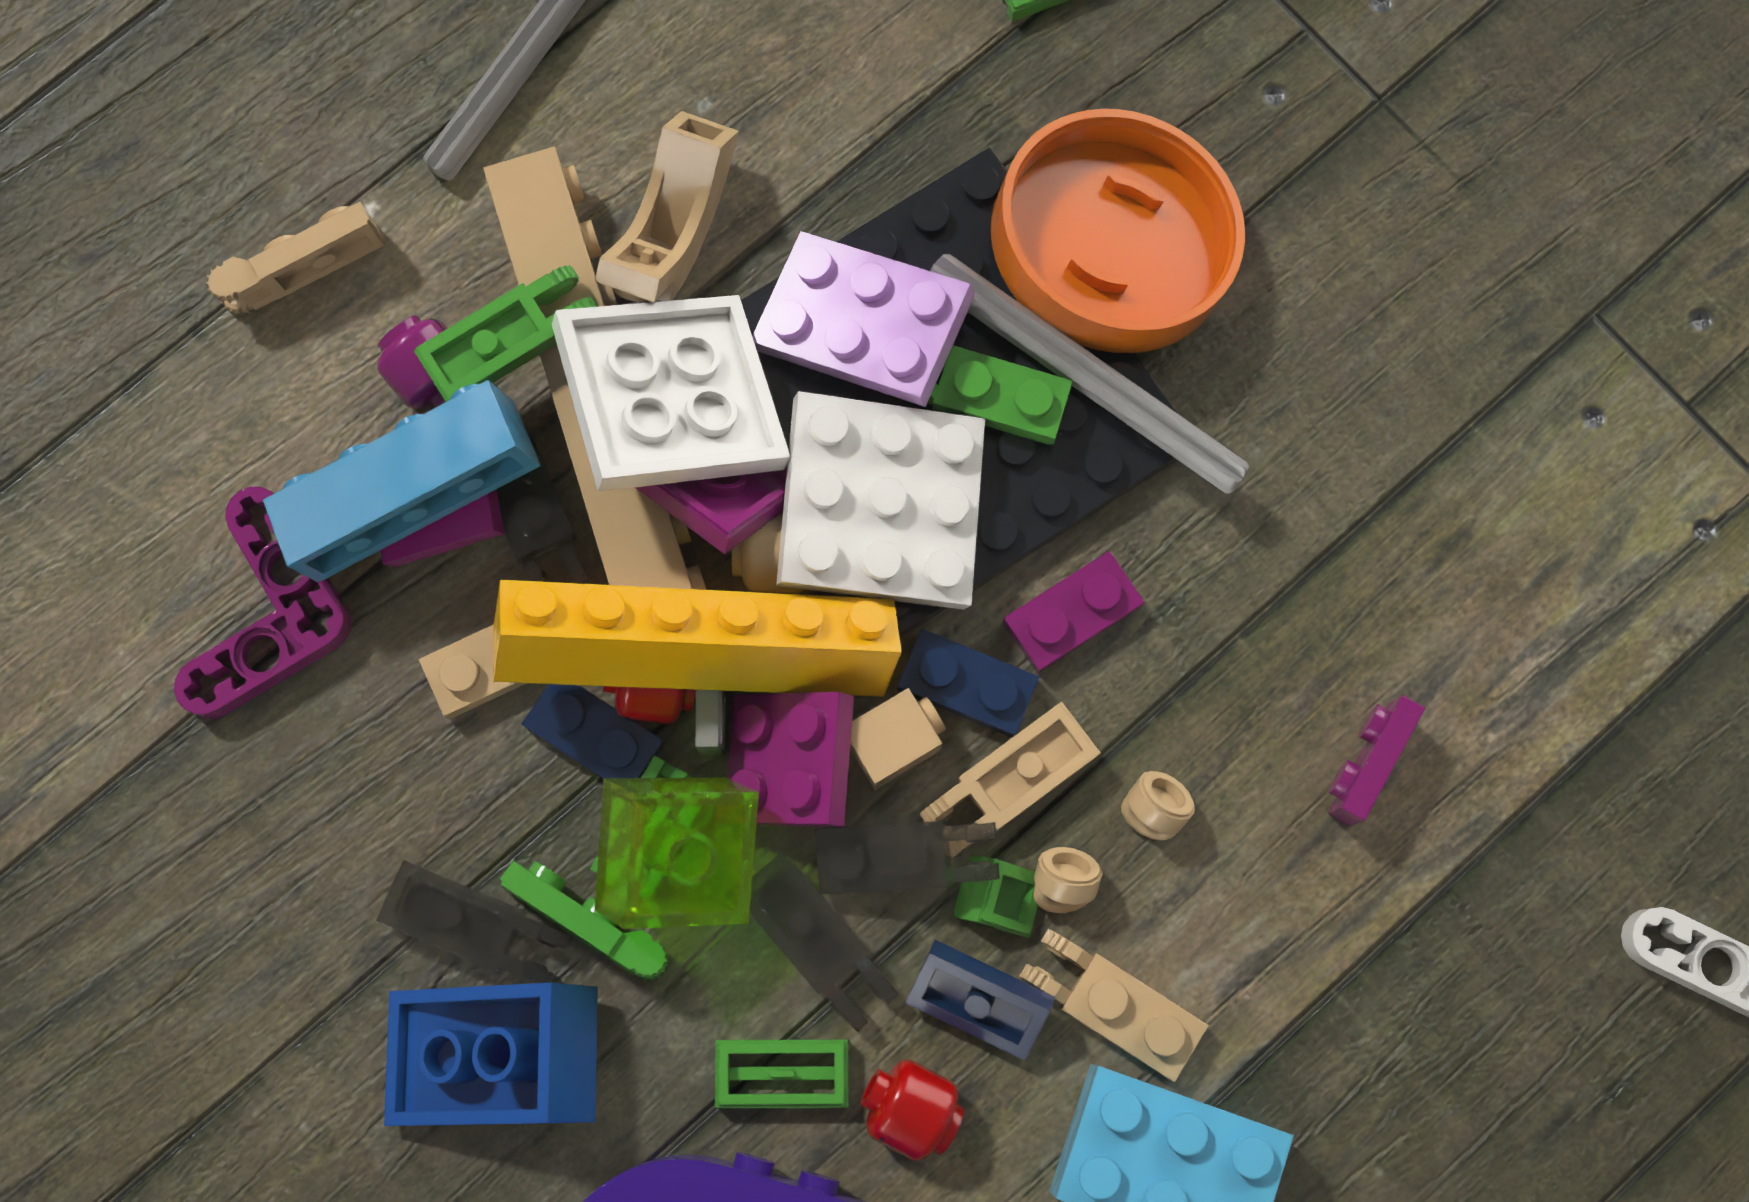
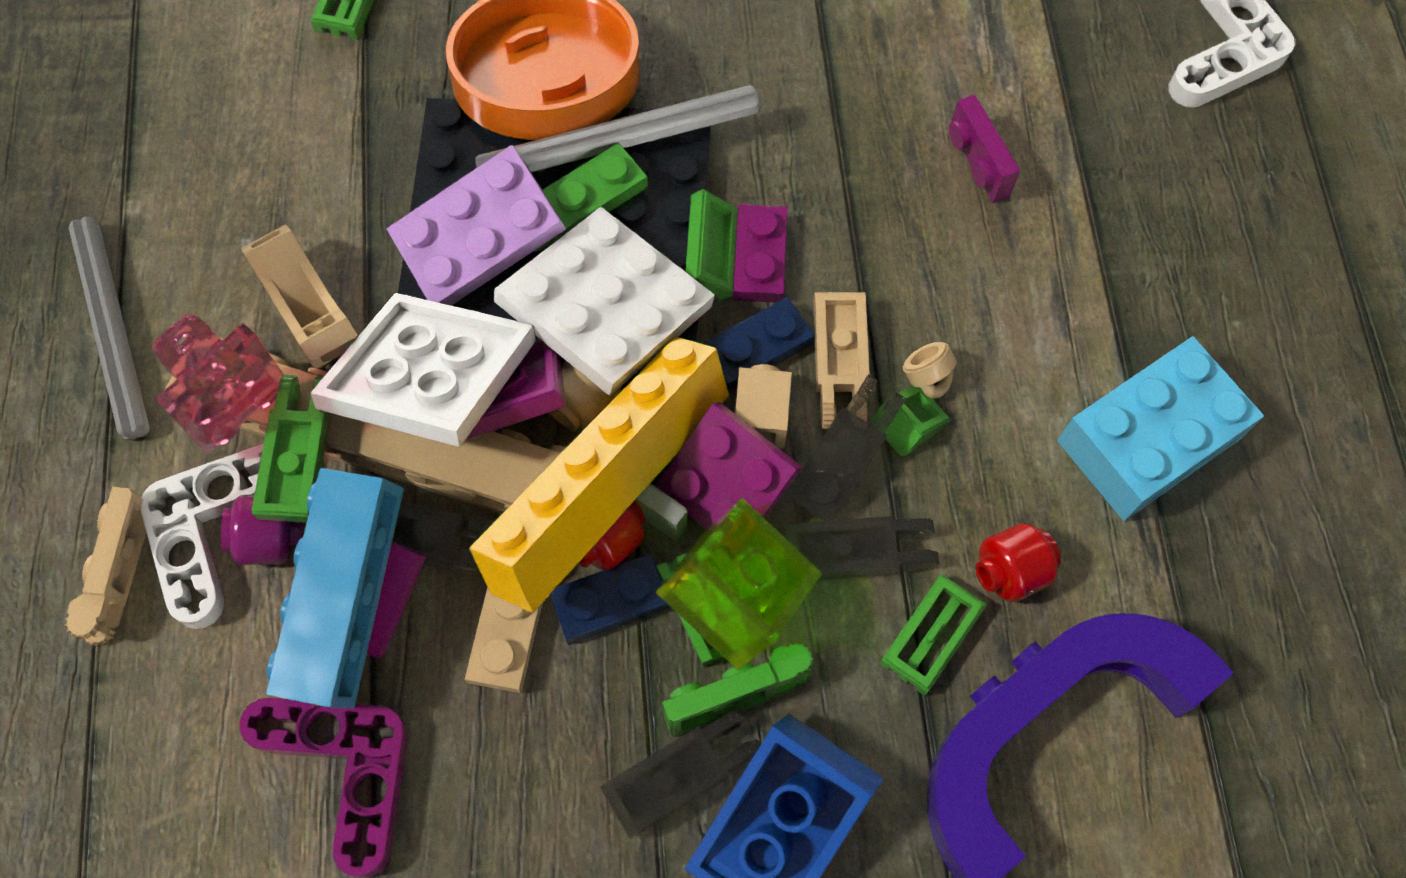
camera: 55 degrees left, 10 degrees down
(387, 290) = (187, 524): none -> white beam
(494, 221) = (216, 379): none -> clear pink plate
(980, 1000) = (973, 471): dark blue plate -> none
(1038, 557) = (712, 243): none -> bright green tile
(1121, 1008) = (1033, 396): tan hinge -> none
(1157, 806) = (922, 281): tan tile -> none

